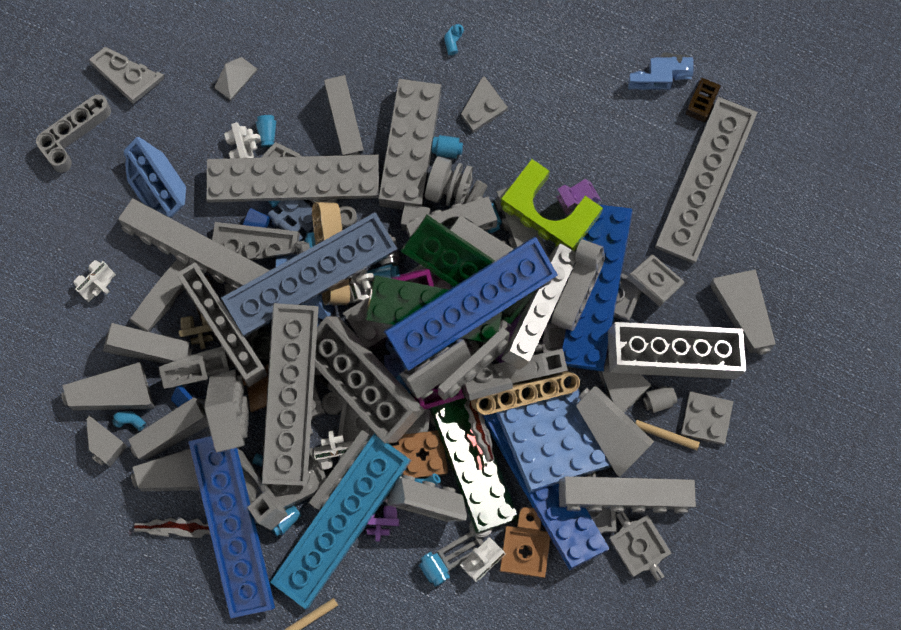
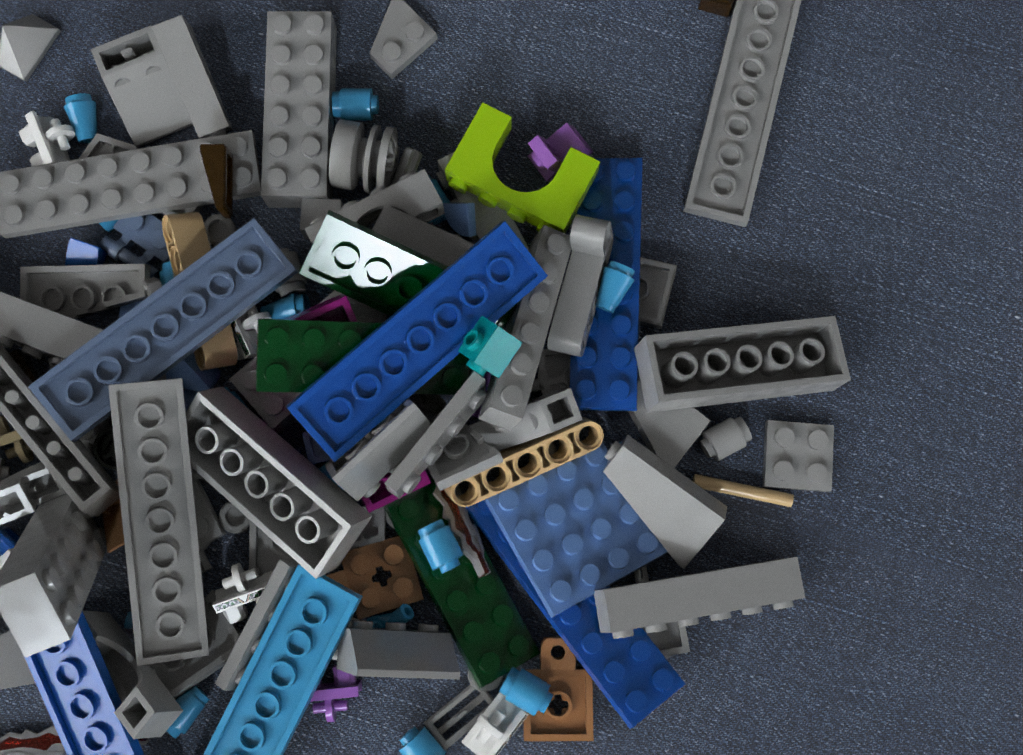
camera: 10 degrees left, 5 degrees up
(310, 116) = (141, 86): none -> light grey slope
(355, 176) = (219, 171): none -> dark brown slope
(464, 437) = (440, 546): none -> dark azure brick
(506, 537) = (526, 691): none -> dark azure brick
(507, 231) = (461, 217): none -> medium blue tile
(514, 314) = (489, 348): none -> teal brick
(600, 288) = (614, 285): none -> dark azure cone
(640, 546) = (729, 668): light grey plate -> none
(656, 280) = (693, 260): light grey plate -> none
(745, 307) = (832, 283): light grey slope -> none

